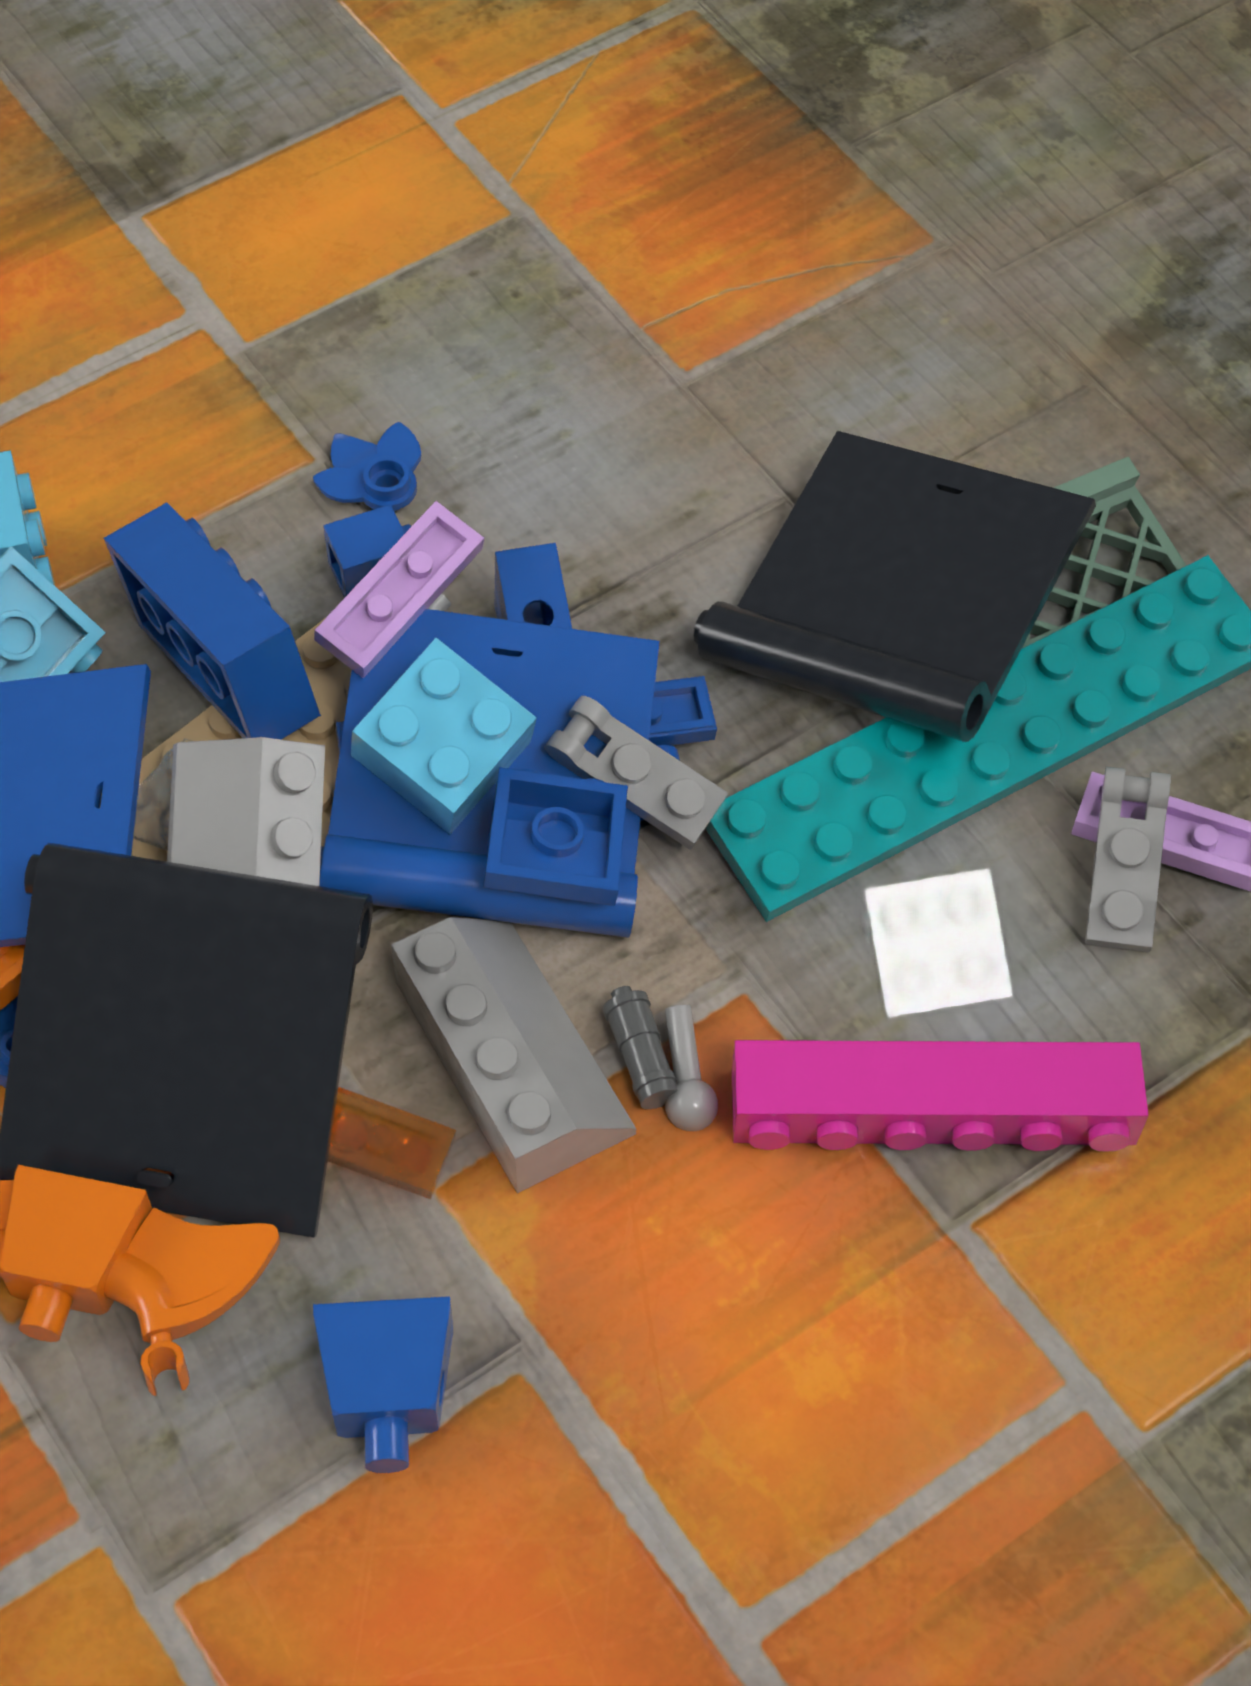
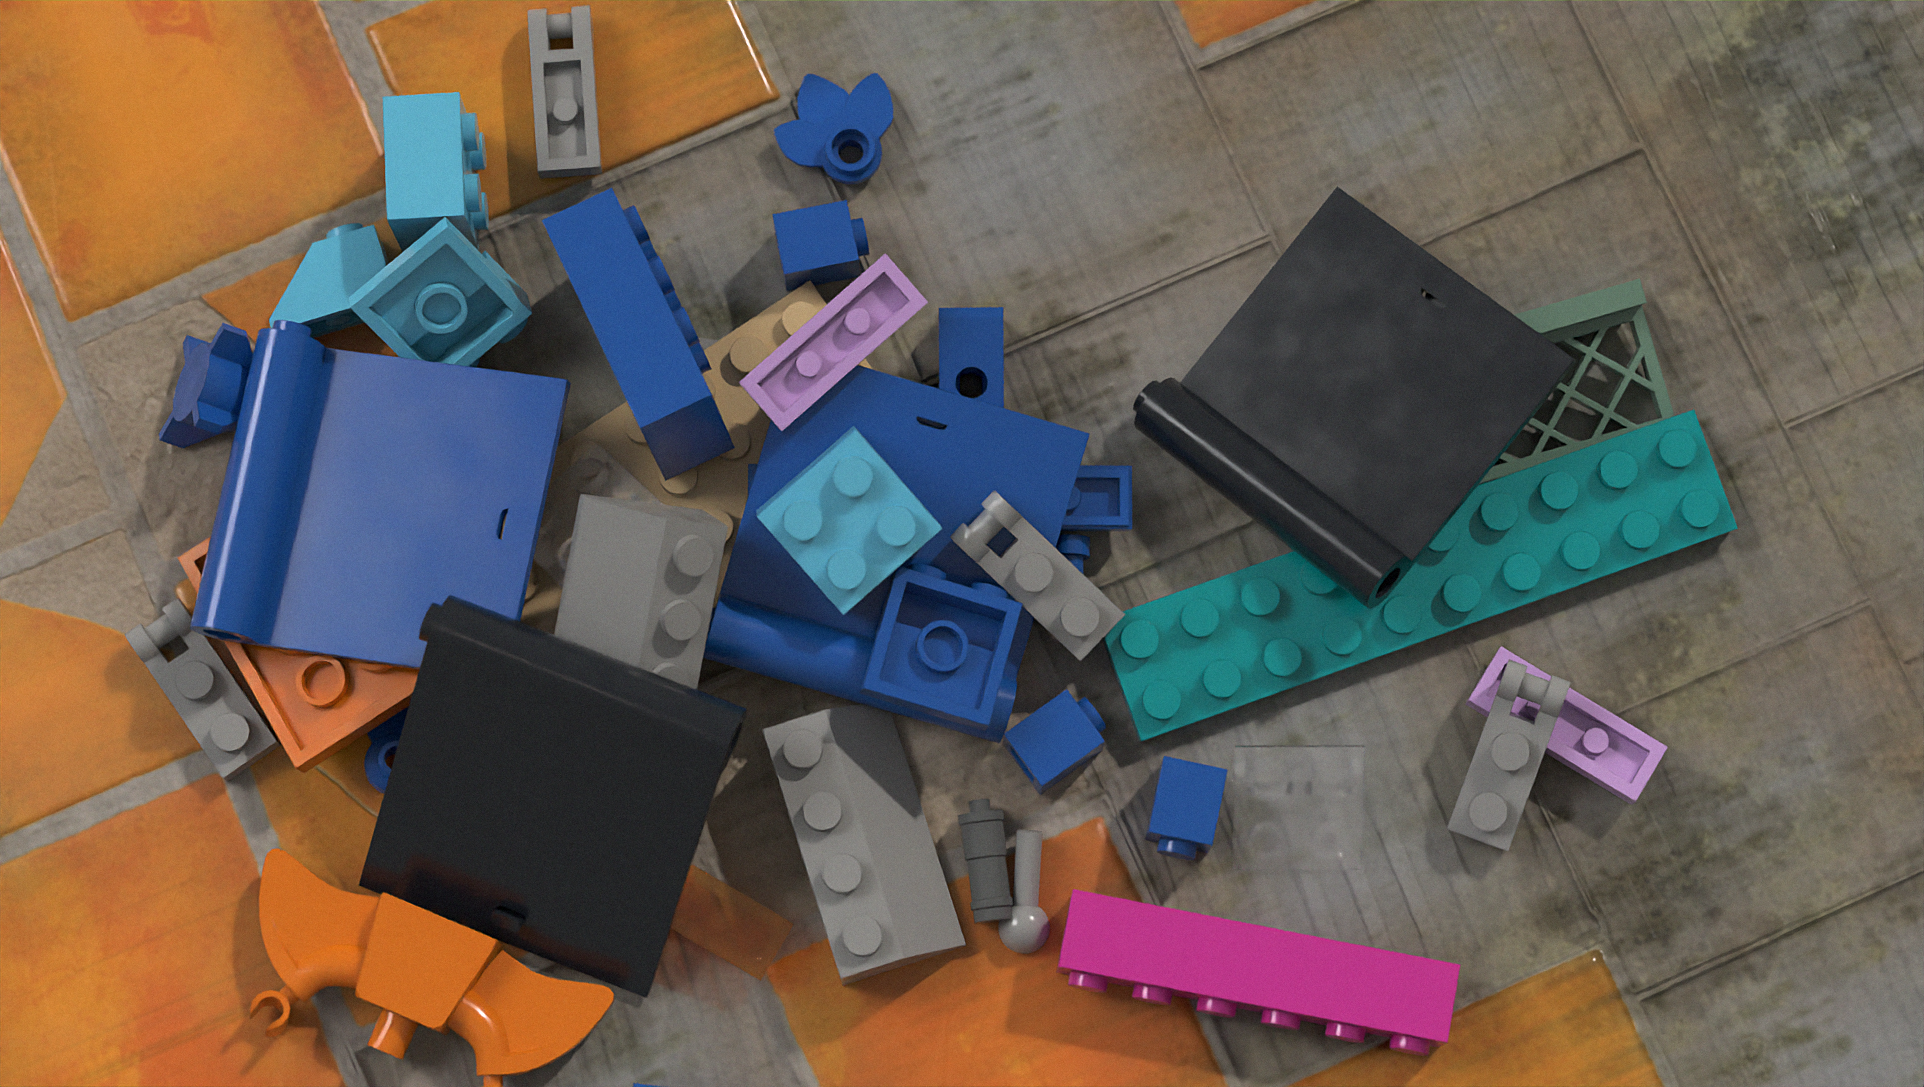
camera: 10 degrees right, 20 degrees up
(111, 471) = (564, 94): none -> light grey plate
(684, 923) = (1055, 740): none -> blue brick
(827, 958) = (1185, 807): none -> blue brick

